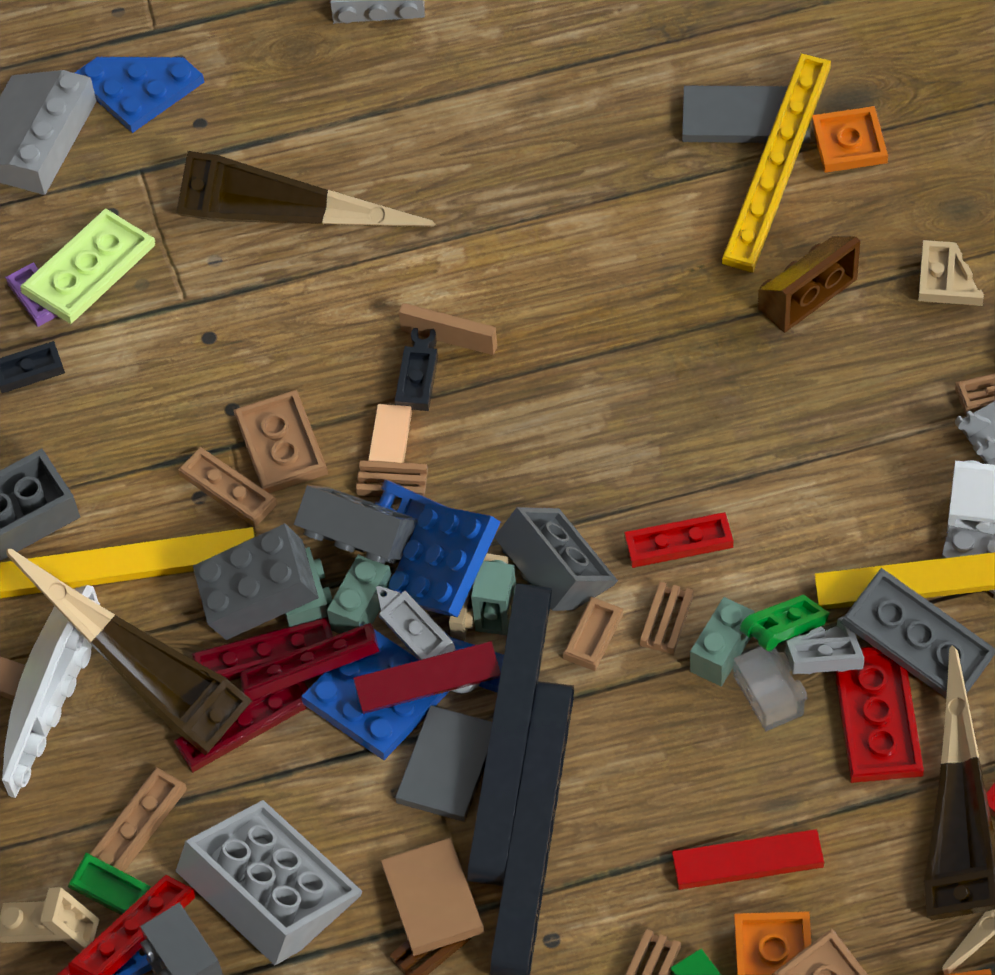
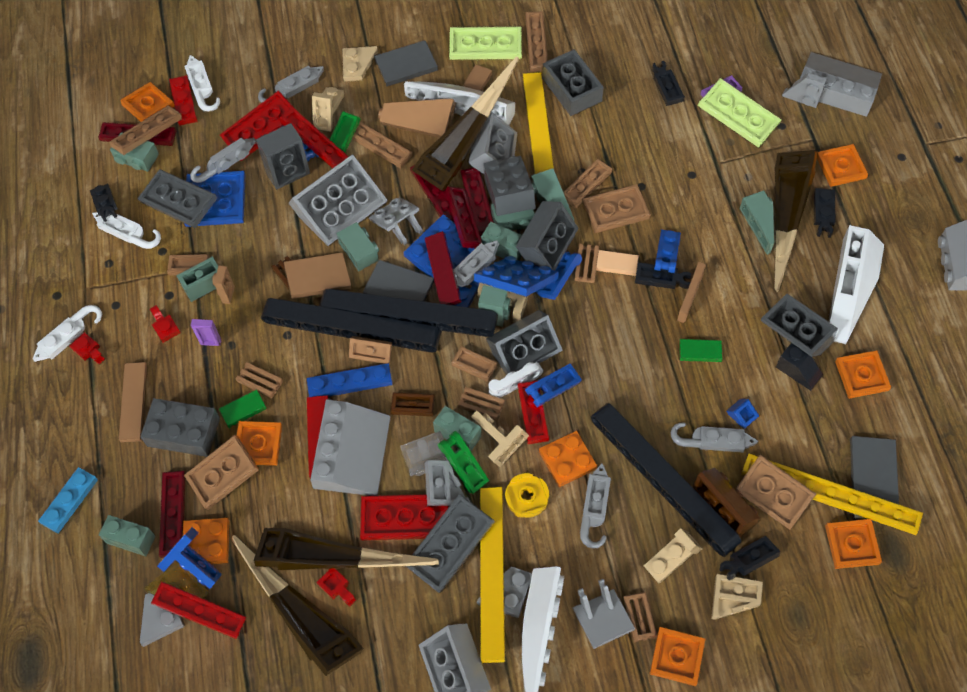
camera: 90 degrees right, 5 degrees up
(55, 166) = (806, 90): none -> light grey wing
(85, 747) = (421, 117): none -> medium nougat slope
(140, 86) = (877, 135): blue plate -> none
(173, 621) = (494, 142): none -> light grey slope
(201, 129) = (842, 165): none -> orange plate
(257, 519) = (548, 188): none -> sand green slope
(288, 157) = (824, 210): none -> black plate
(303, 776) = (393, 214): none -> light grey plate
(306, 236) = (759, 215): none -> sand green slope
(369, 833) = (357, 246): none -> sand green brick
(372, 360) = (667, 251): none -> blue plate
(421, 124) = (855, 279): none -> white wedge
(512, 182) = (800, 326): none -> dark grey slope
(549, 320) = (700, 350): none -> green tile
(570, 195) = (799, 366): none -> black slope
(580, 118) = (863, 374): none -> orange plate
(581, 789) = (370, 350): none -> medium nougat plate
(624, 567) = (510, 383): none -> white plate
(633, 507) = (553, 384): none -> blue plate
(640, 823) = (350, 381): none -> blue plate
(651, 268) = (743, 412): none -> blue slope
(675, 746) = (411, 407): none -> reddish brown tile
(700, 303) = (715, 439): none -> light grey plate
(744, 564) = (507, 442): none -> tan bracket
(752, 491) = (567, 459): none -> orange plate
(772, 363) = (666, 480): none -> black beam
(772, 802) = (350, 449): none -> light grey slope
(783, 224) = (775, 492): none -> medium nougat tile
(820, 558) = (531, 484): none -> yellow plate
(827, 448) = (595, 505): none -> light grey plate
(889, 253) = (750, 558): none -> black plate
(898, 343) = (672, 555): none -> tan bracket

